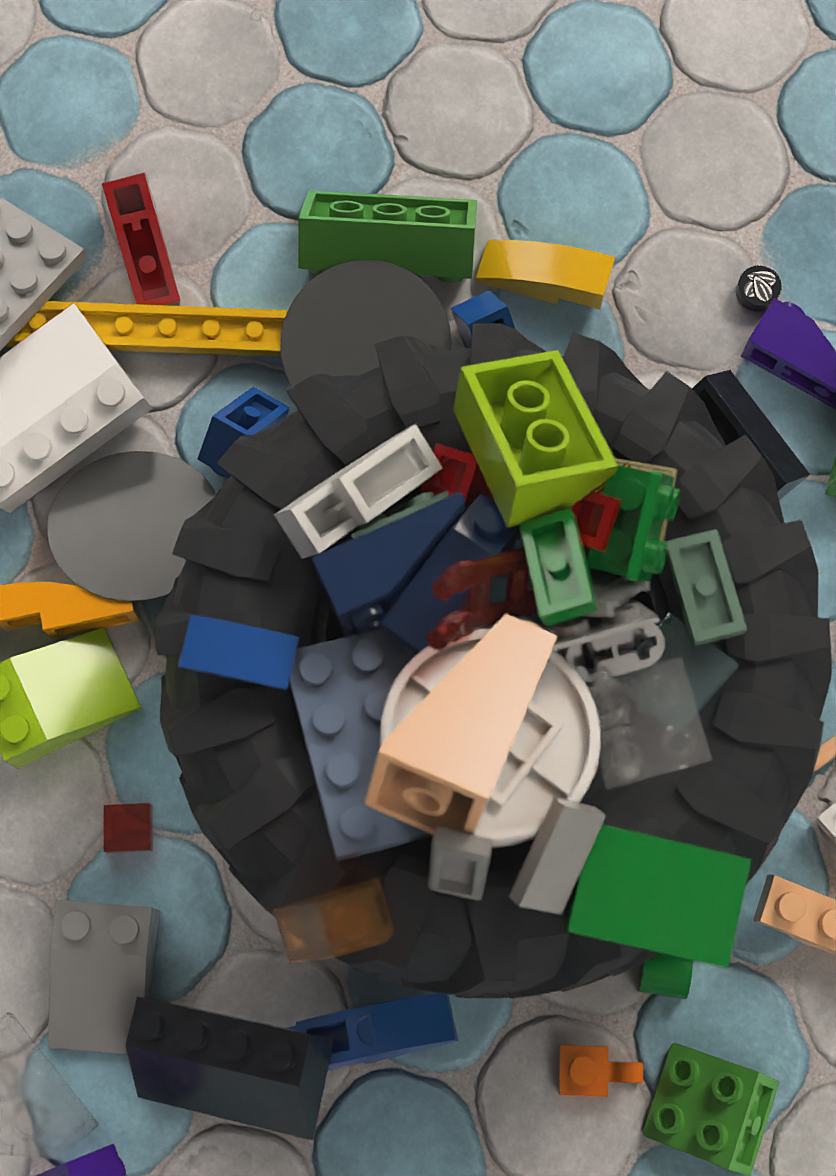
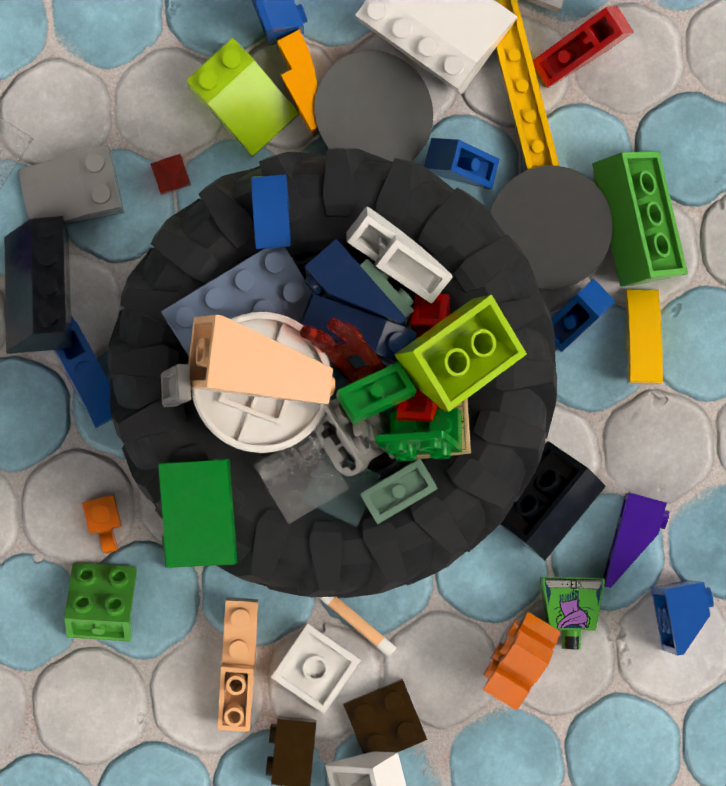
camera: 65 degrees right, 10 degrees up
(335, 923) = (124, 323): clear orange slope -> none
(557, 856) = (199, 443): light grey tile -> none
(758, 288) = (678, 492): tile -> none

